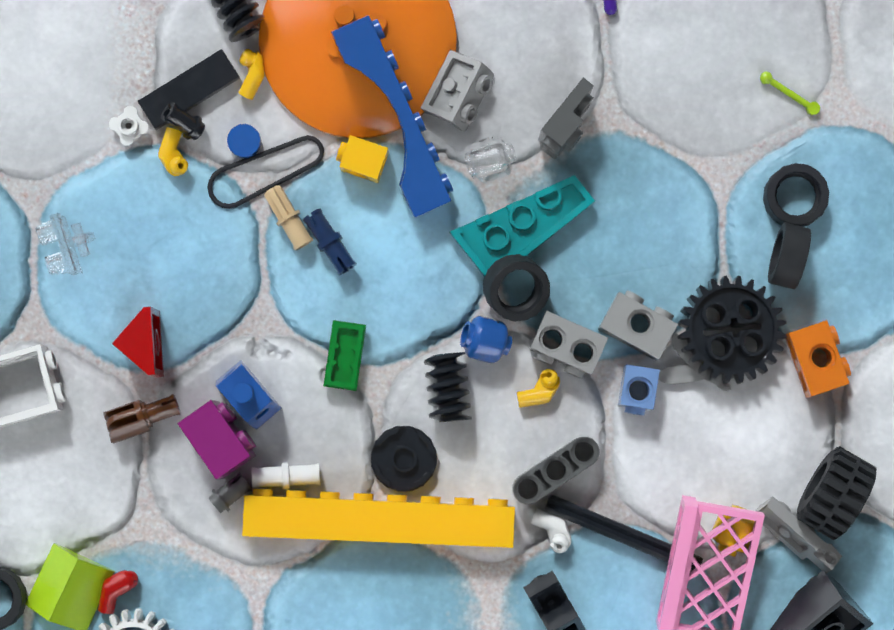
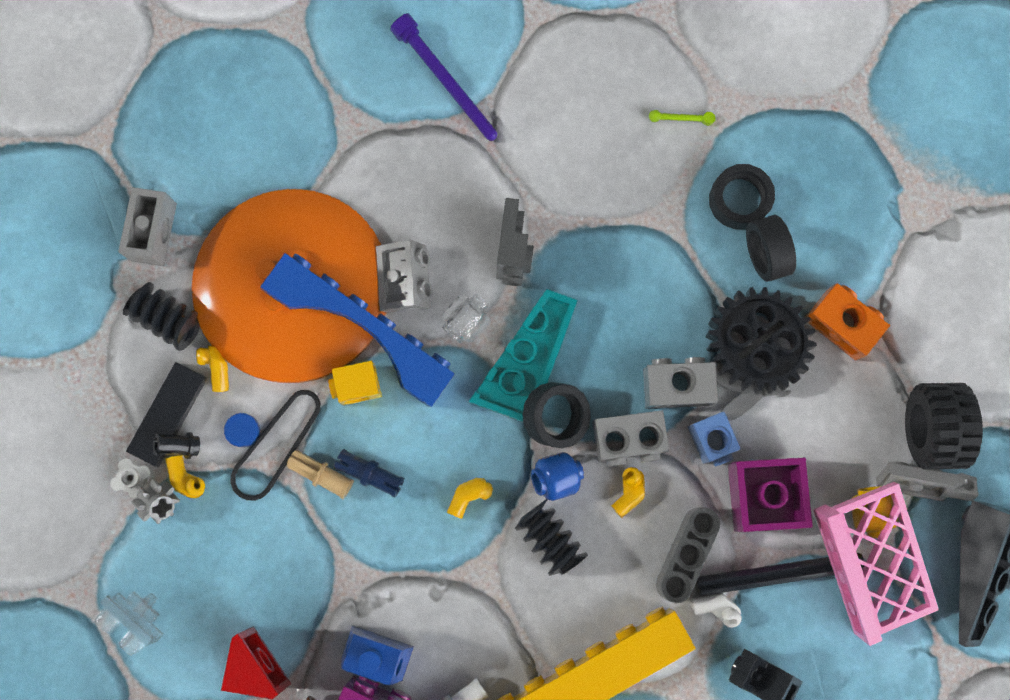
camera: 35 degrees left, 5 degrees down
(139, 158) = (155, 501): none -> light grey gear
(344, 355) = (442, 566): green plate -> none
(403, 458) = (548, 626): black tile -> none
(404, 308) = (468, 492): none -> yellow arm
(654, 462) = (769, 495): none -> magenta brick

